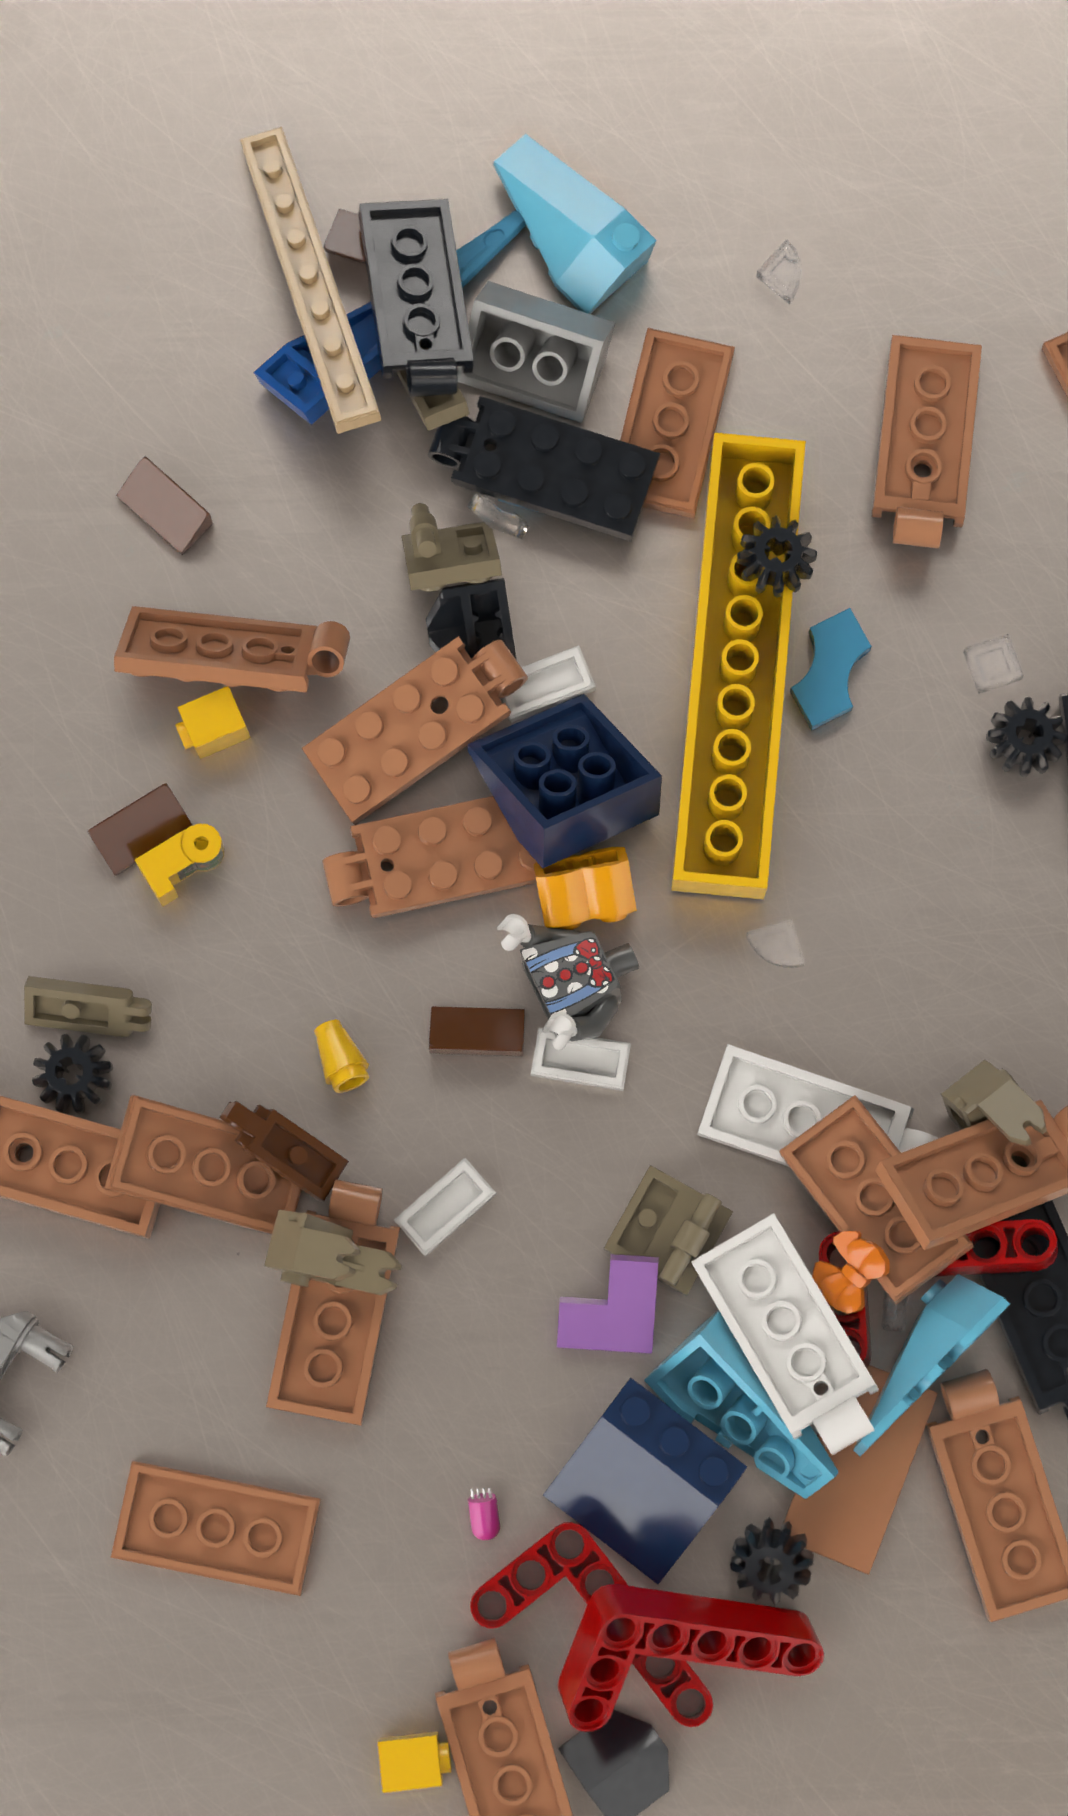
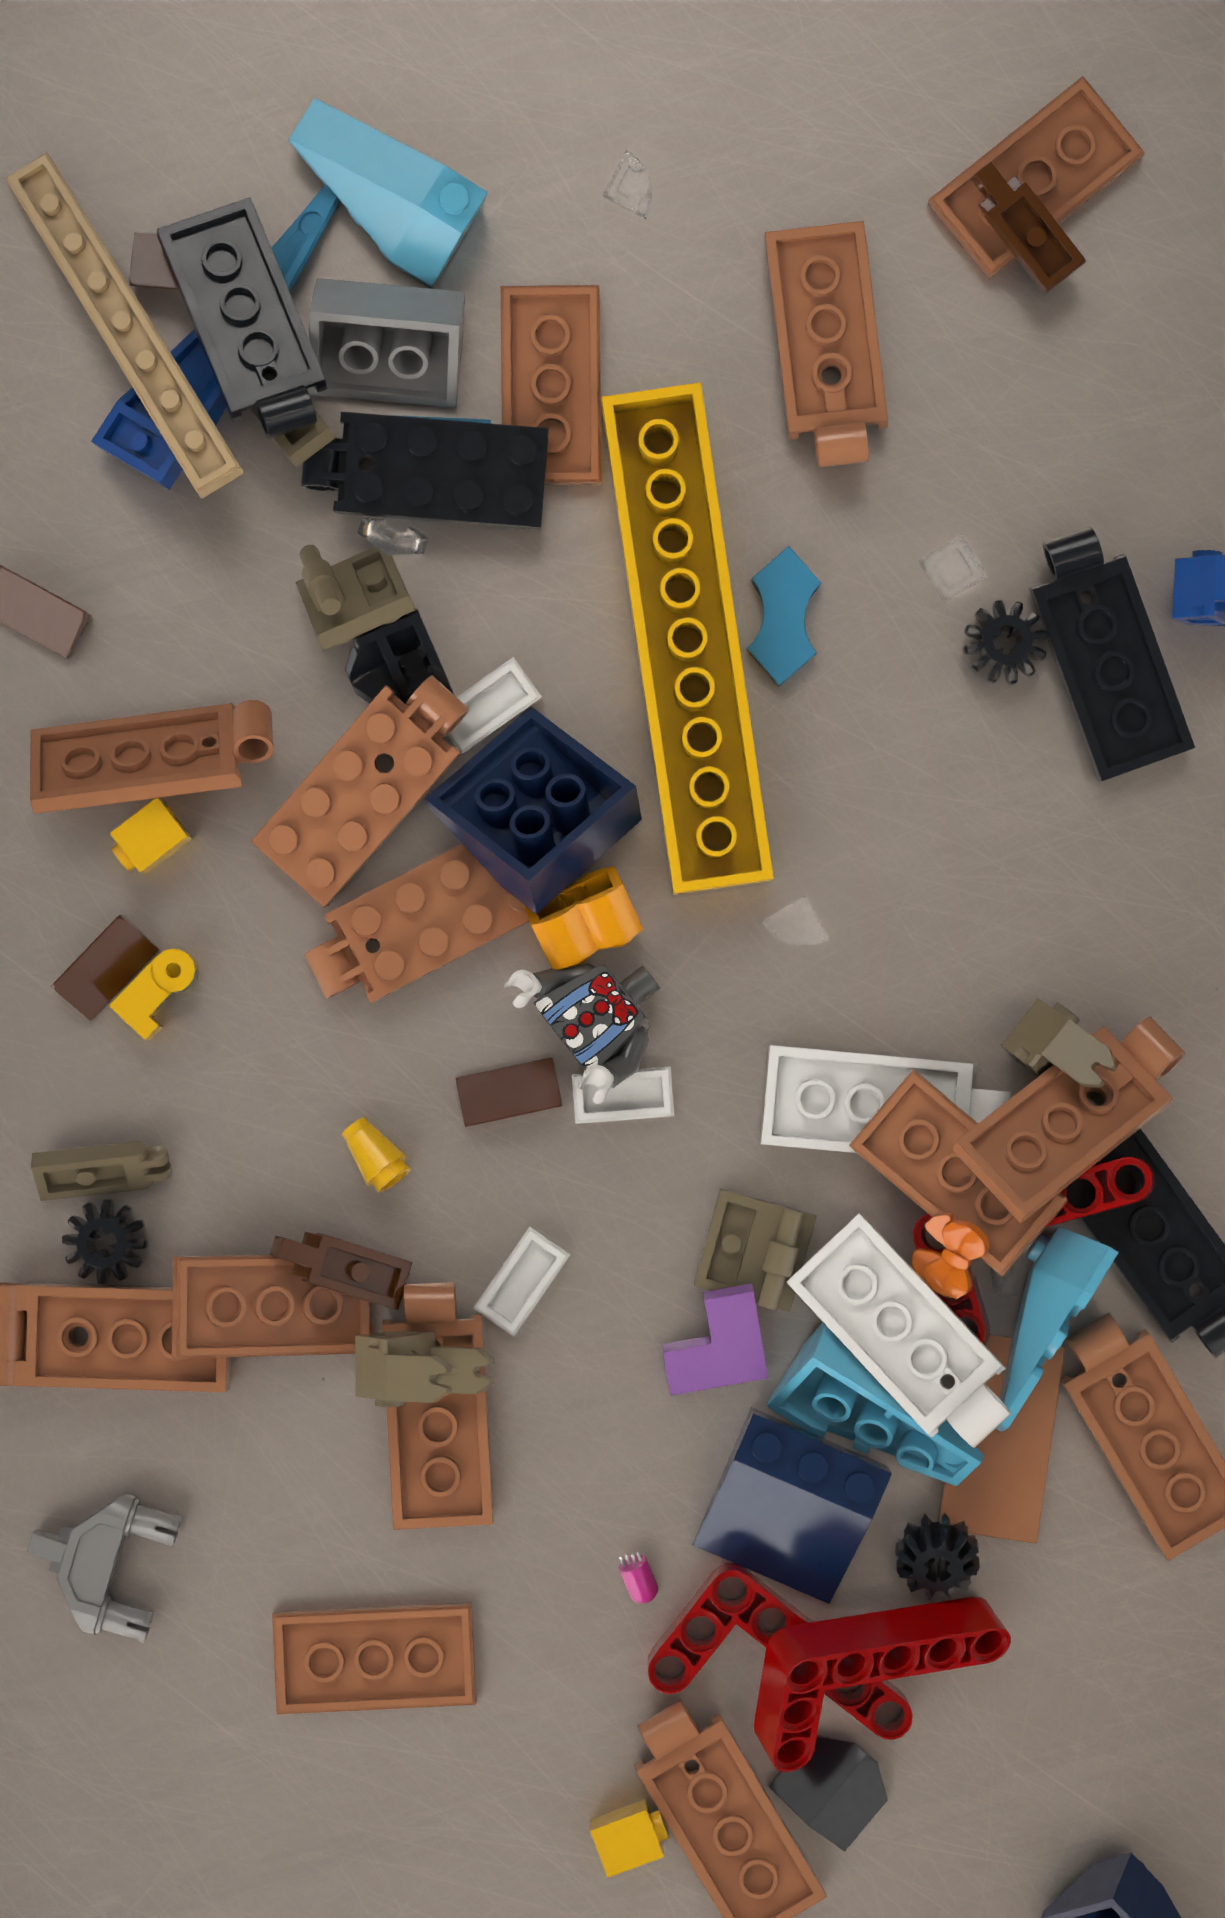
camera: 15 degrees left, 10 degrees up
(780, 542) = (700, 505): black gear -> none

